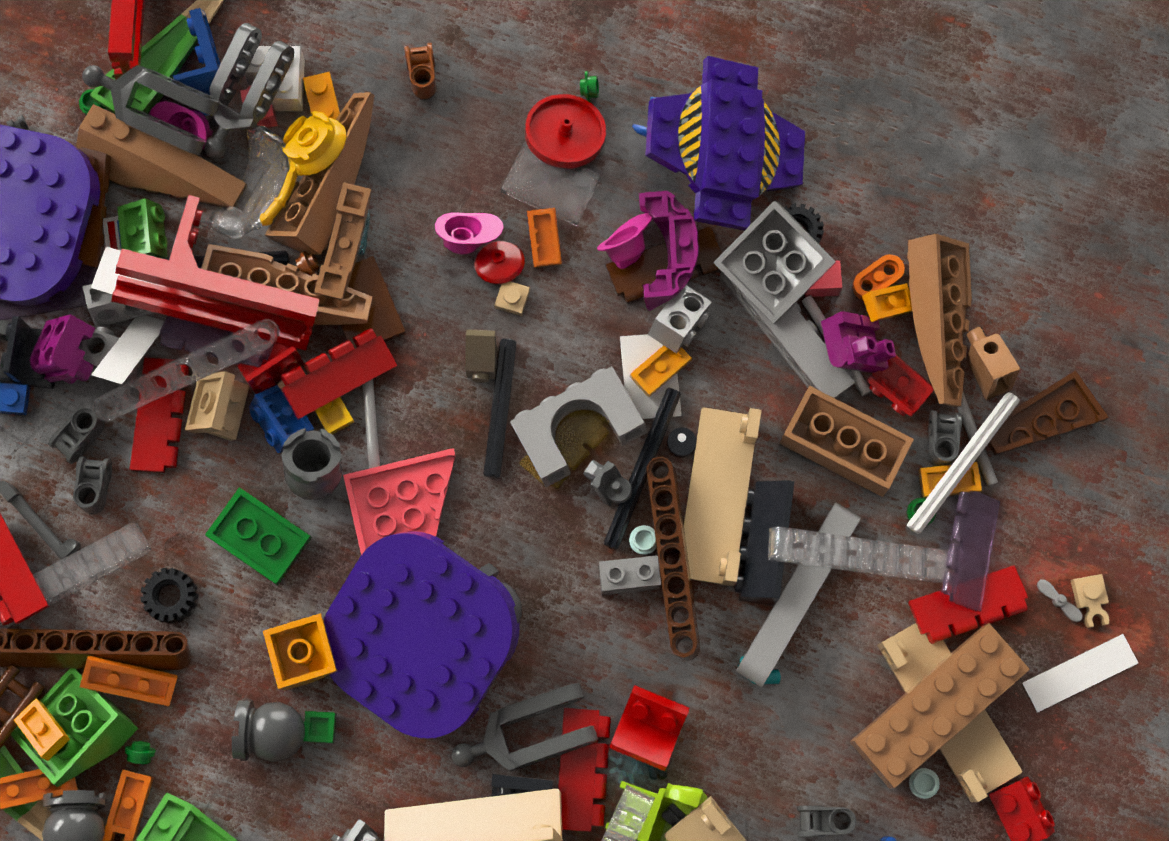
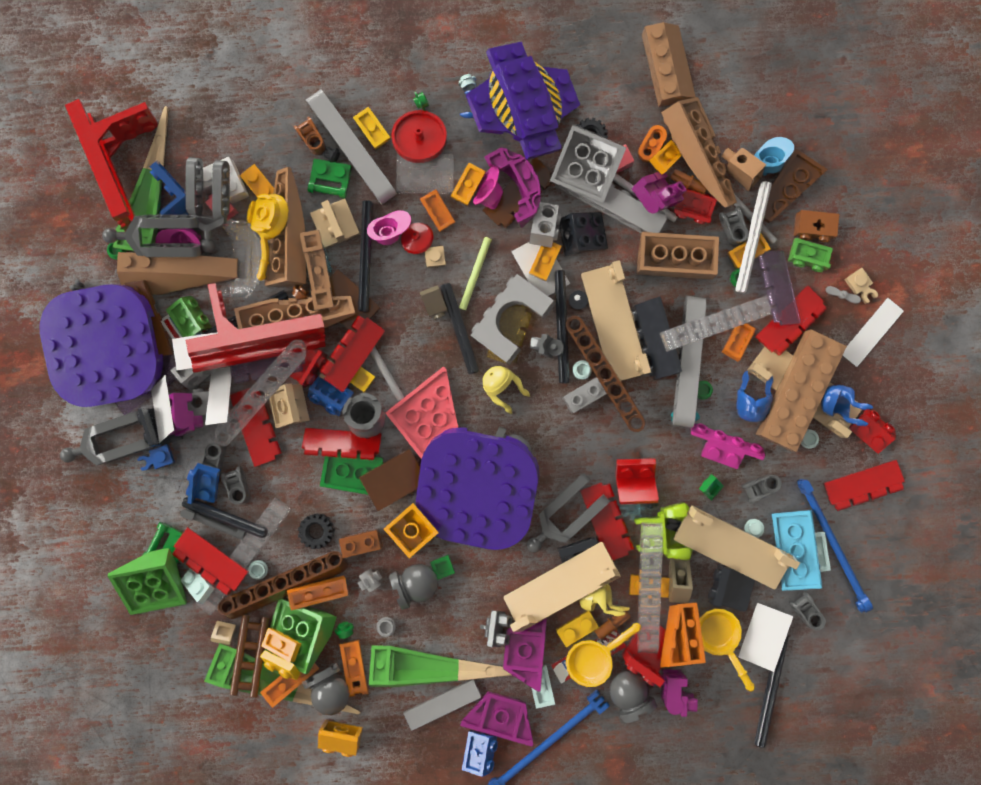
camera: 20 degrees left, 10 degrees up
(29, 762) = (283, 667): none -> yellow plate
(45, 333) = (162, 409): none -> white sticker
(48, 458) = (203, 483): none -> blue bracket
(55, 518) = (226, 518): none -> black axle
(63, 613) = (258, 569): none -> light aqua plate
(199, 776) = (386, 626): none -> light grey plate
(209, 697) = (369, 580): none -> light grey gear
(222, 639) = (360, 543): none -> dark orange brick
(271, 492) = (337, 440): none -> red windscreen
(307, 571) = (392, 479): none -> reddish brown tile
(398, 194) = (335, 223): none -> tan bracket
(416, 257) = (365, 257): none -> black axle
(423, 126) = (330, 172): none -> green plate
(438, 104) = (332, 154): none -> black piece
(468, 106) = (351, 146): none -> light grey beam
(507, 93) = (371, 128): none -> yellow plate
(517, 498) = (497, 380): none -> light yellow hair
(557, 343) = (475, 273): none -> yellowish green piece
(602, 221) = (468, 184): none -> light orange plate
(663, 88) = (467, 82): none -> light aqua plate
(730, 353) = (583, 232): none -> black bracket
(752, 787) = (711, 487): none -> green plate
(796, 740) = (725, 448): none -> dark pink bracket
(802, 645) = (704, 390): none -> green plate
(866, 704) = (748, 408): none -> blue hair
(881, 598) = (738, 341): none -> orange plate
(905, 348) = (688, 181): none -> dark orange axle
(947, 181) = (667, 63): none -> medium nougat slope
(987, 743) = (838, 400): none -> blue hair
(1035, 524) = (810, 254): none -> bright green bracket
(1041, 364) = (775, 153): none -> dark azure piece
(1075, 487) = (824, 221): none -> dark orange brick

